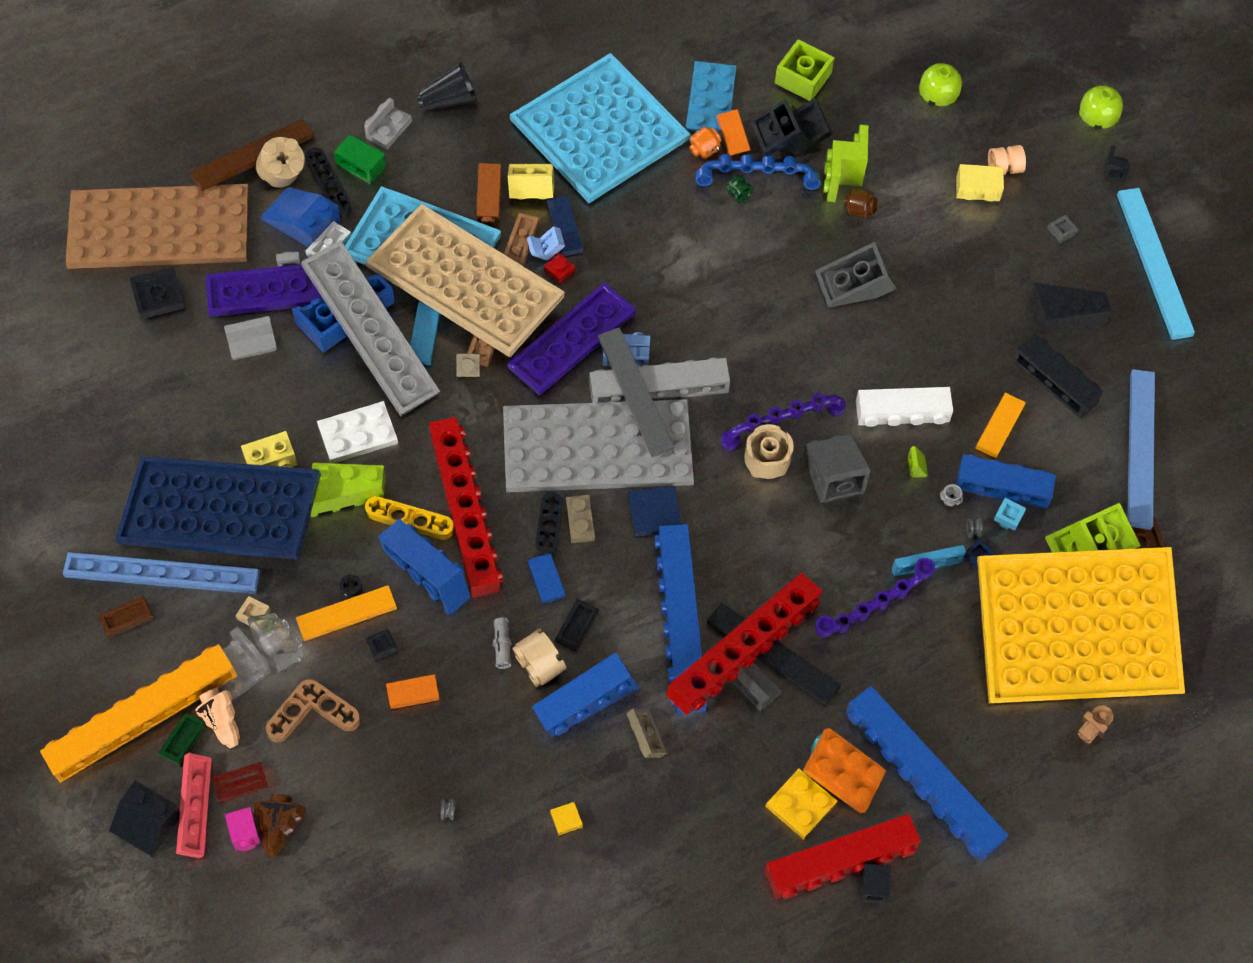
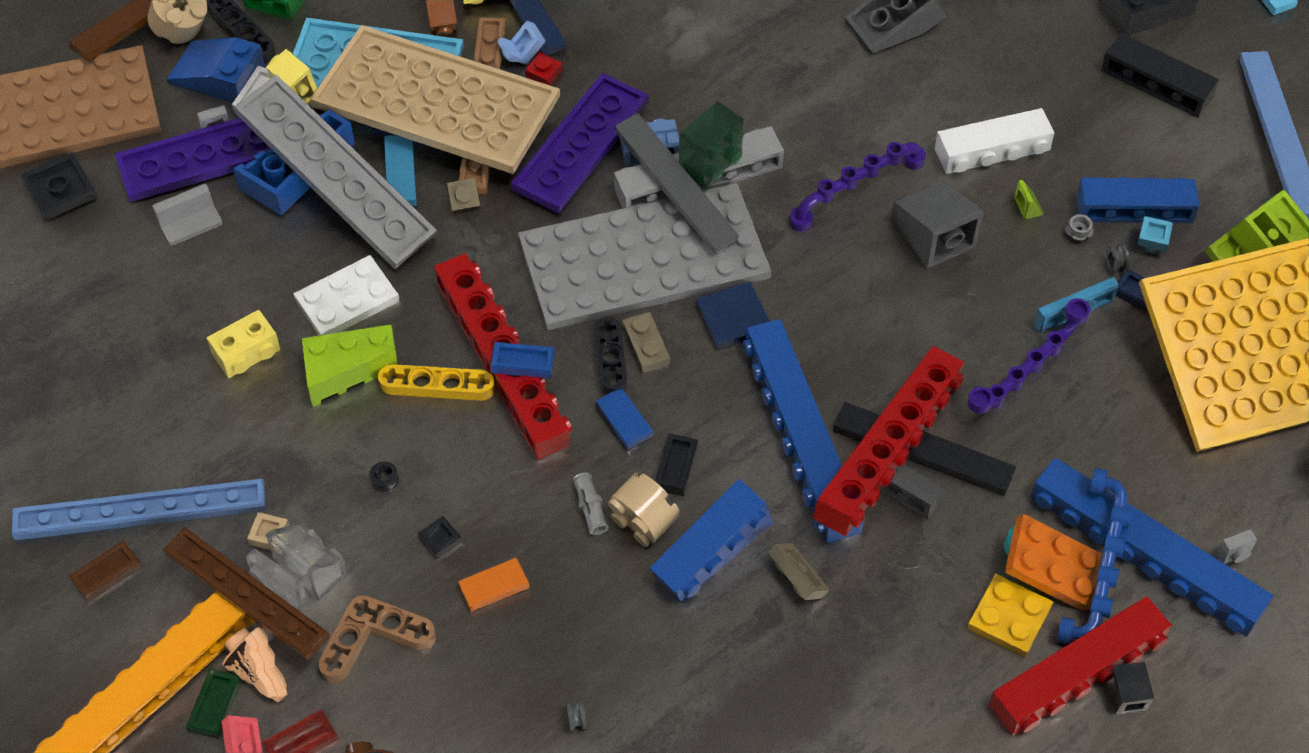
camera: 10 degrees left, 5 degrees down
(219, 507) = (195, 414): dark blue plate -> none
(222, 661) = (246, 593): none -> reddish brown tile
(346, 613) = (385, 509): light orange tile -> none
(354, 242) = (294, 74): none -> light yellow brick
(426, 565) = (473, 430): blue wedge -> none
(477, 516) = (522, 360): none -> blue tile
(566, 818) = (727, 695): yellow tile -> none
(669, 367) = (711, 144): none -> clear green brick
(768, 452) = (852, 220): tan brick -> none
(893, 769) = (1113, 548): none -> blue bar
(994, 789) = (1236, 547): none -> light grey plate
(1000, 425) = (1110, 142): light orange tile -> none

